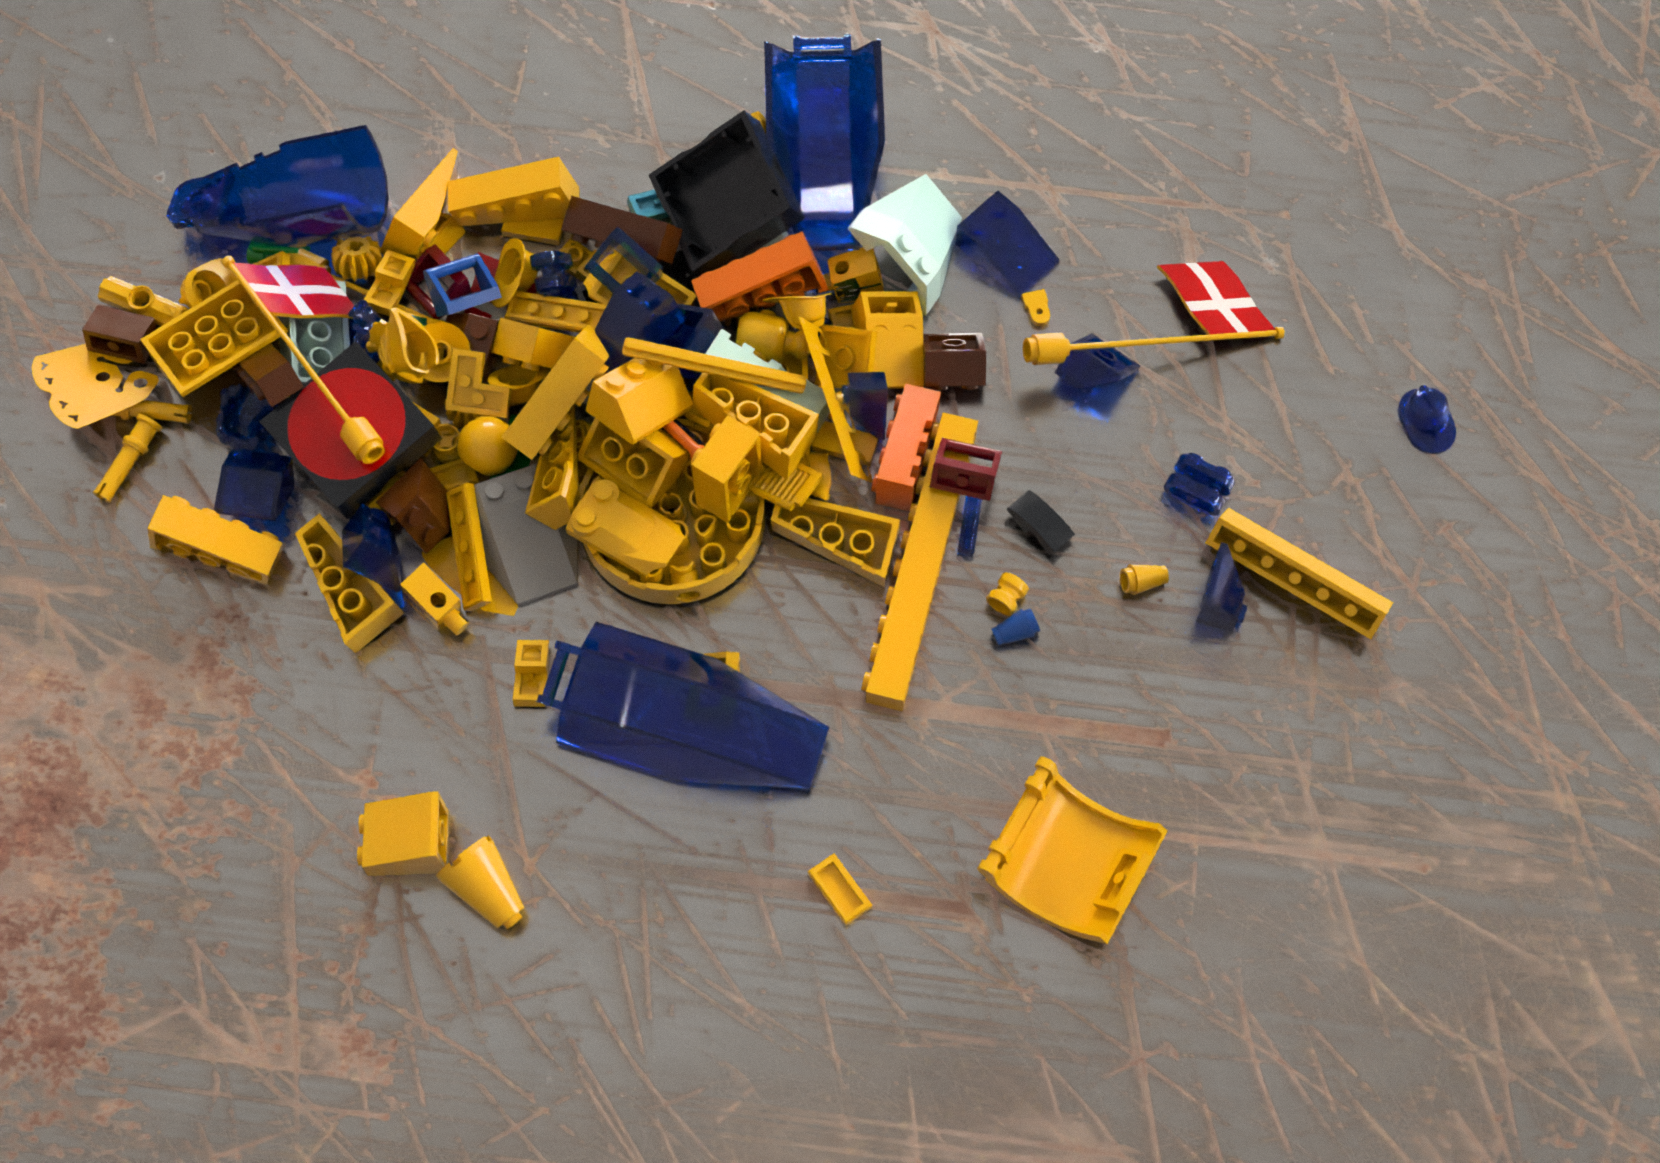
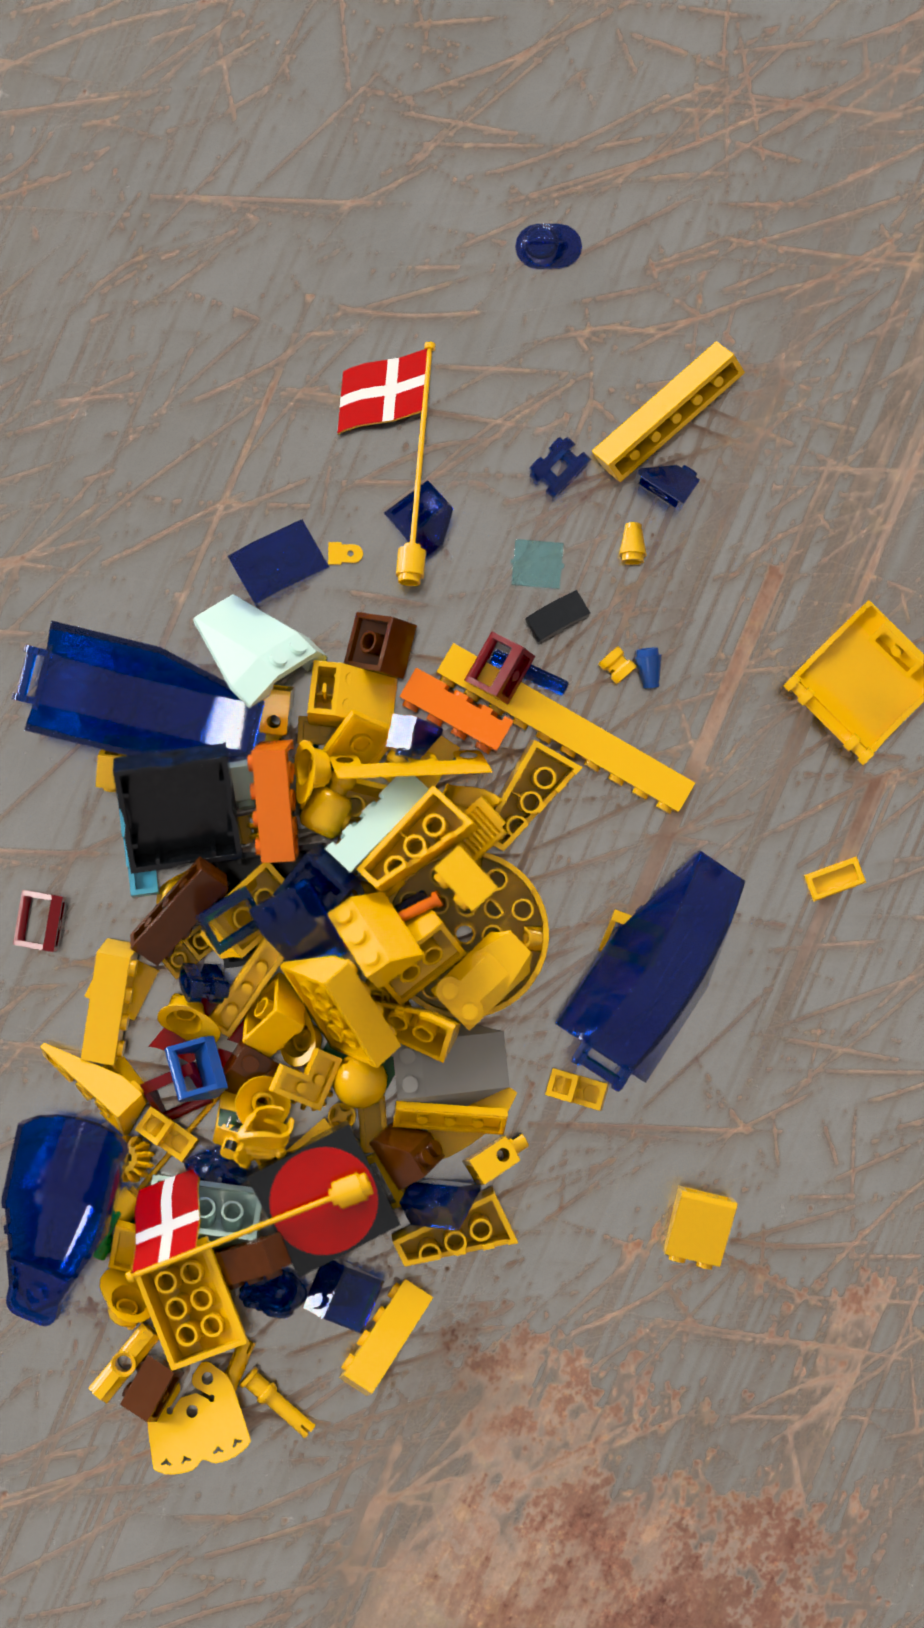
camera: 70 degrees left, 20 degrees up
(484, 883) = (757, 1170): yellow cone -> none
(581, 136) = (53, 926): none -> dark red tile
(713, 365) = (364, 865): yellow axle -> none
(1089, 492) = (537, 563): none -> clear light blue piece

